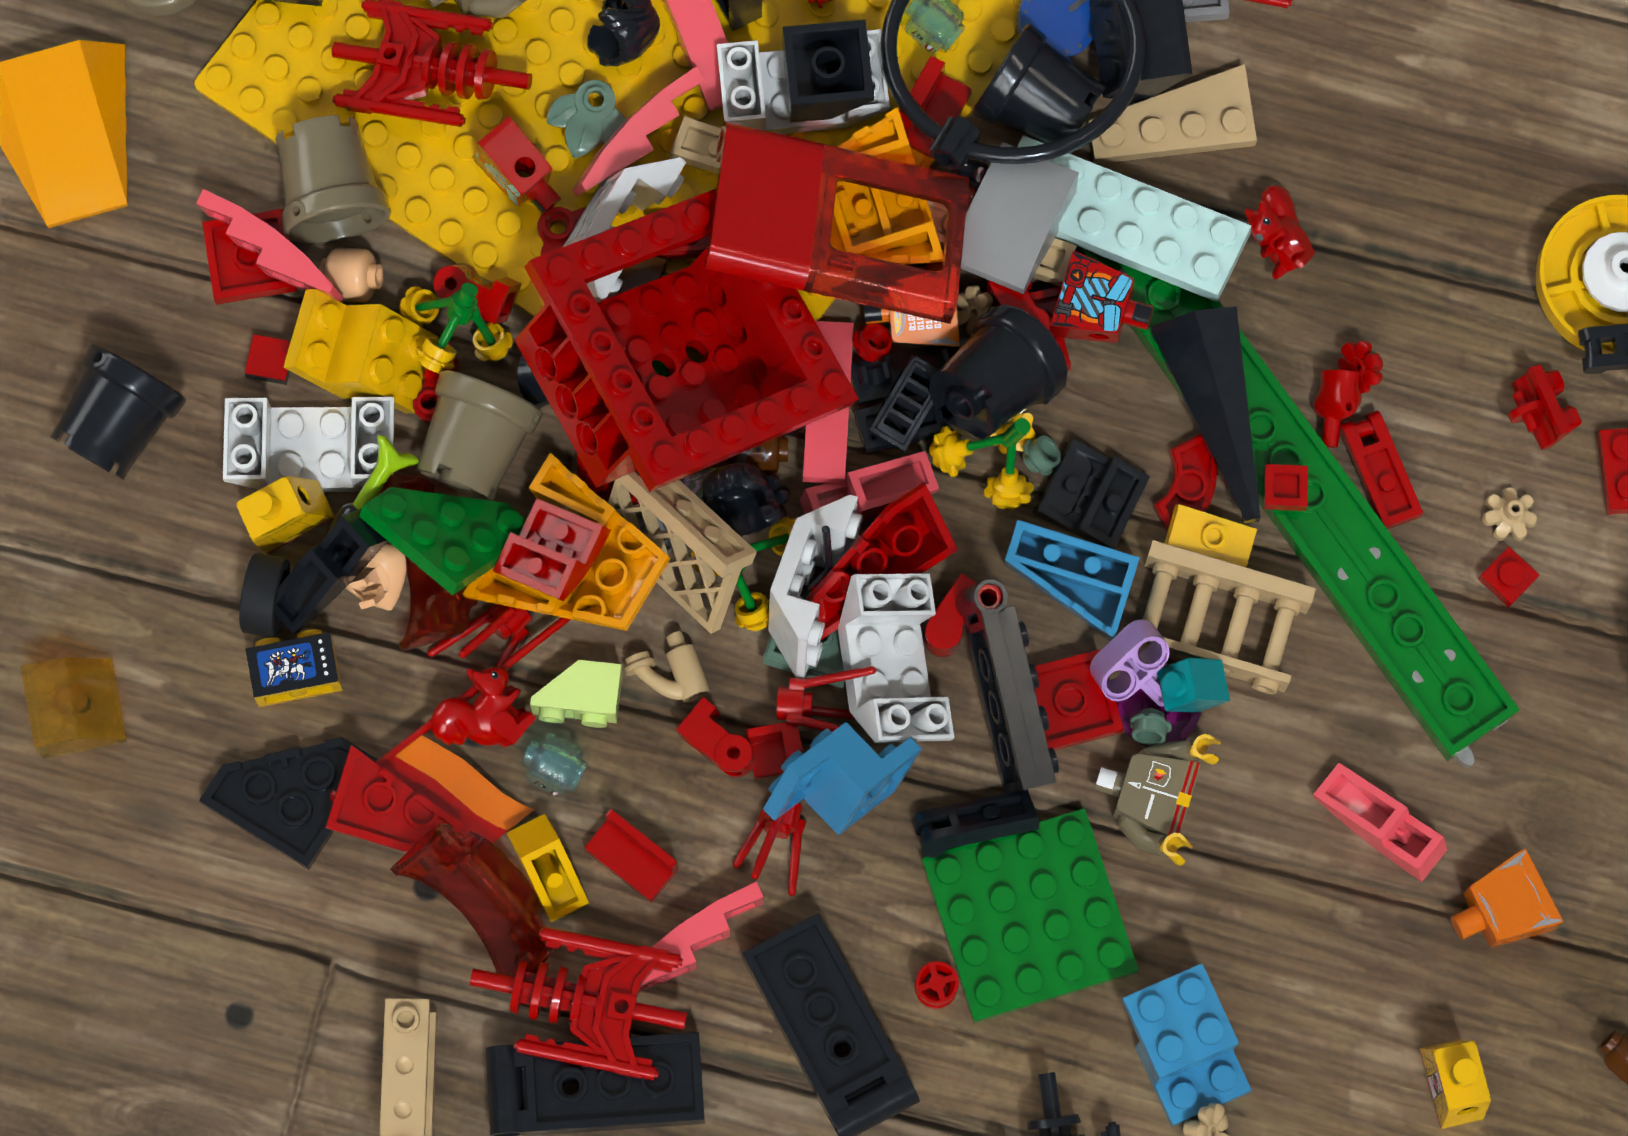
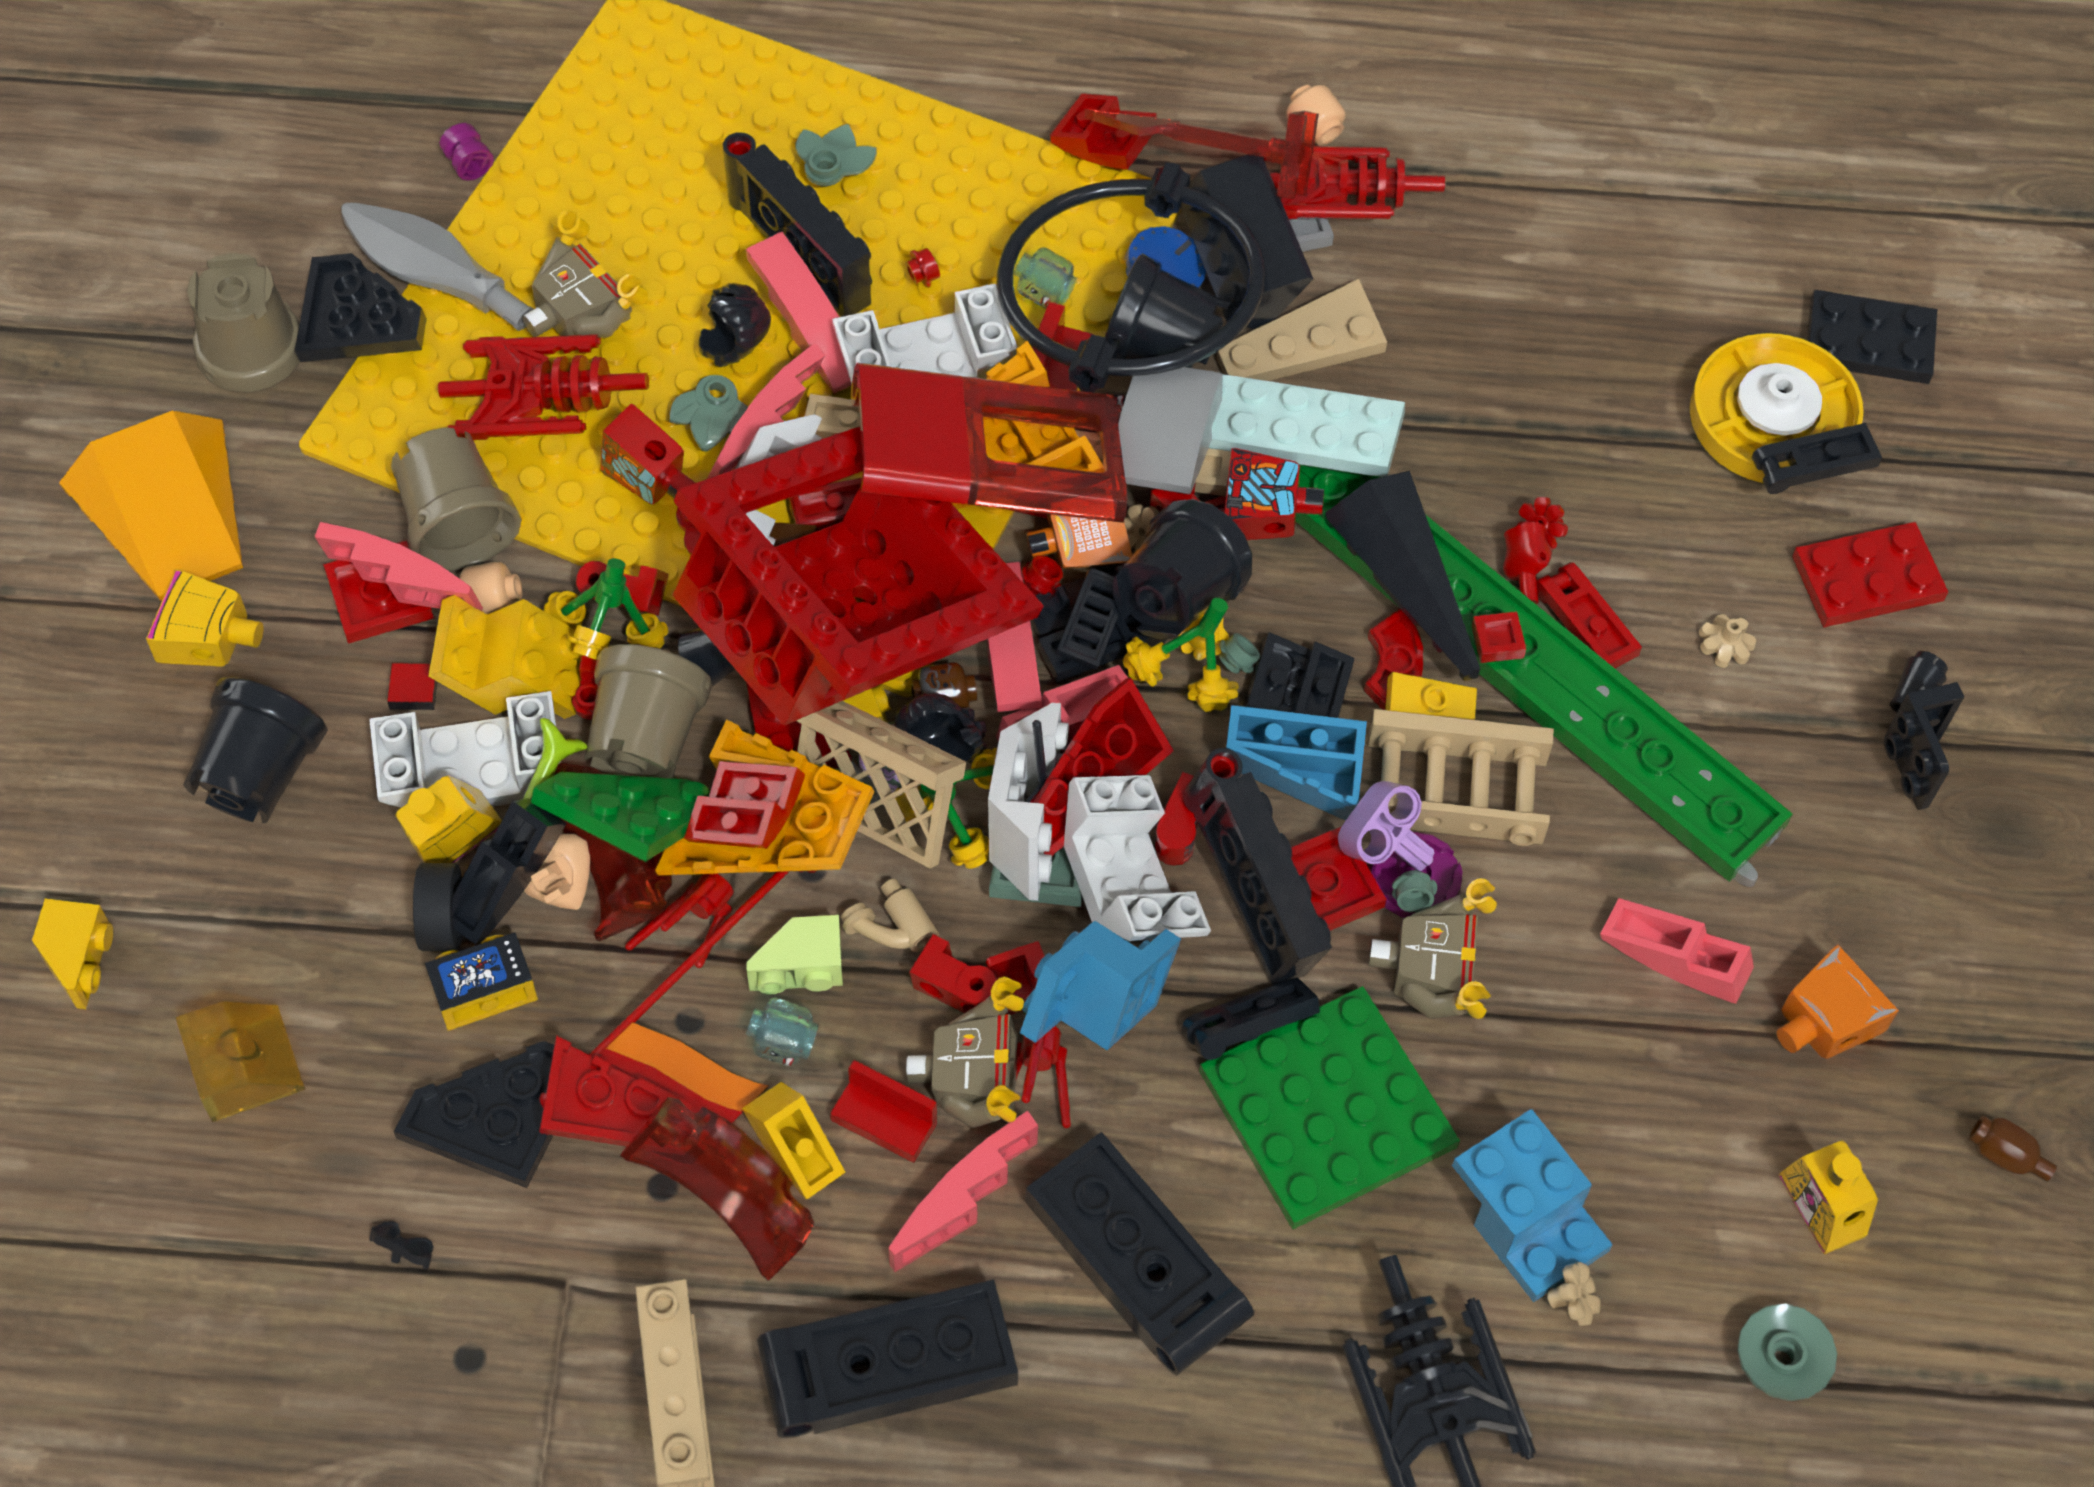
camera: 10 degrees left, 15 degrees down
(83, 264) = (200, 623): none -> yellow torso
(204, 911) = (414, 1249): none -> black piece
(489, 719) = (703, 995): red animal -> none
(599, 1003) = (878, 1263): red bar -> none
(719, 825) = (975, 1060): none -> dark tan torso
(797, 705) = (1035, 926): red plant -> none
(826, 69) = (947, 320): black slope -> none
(935, 977) = (1247, 1181): red wheel -> none
(1193, 685) = (1451, 838): teal brick -> none
(1279, 231) = (1431, 415): red animal -> none
(1508, 577) = (1742, 697): red plate -> none
(1539, 408) = (1732, 535): red hips -> none

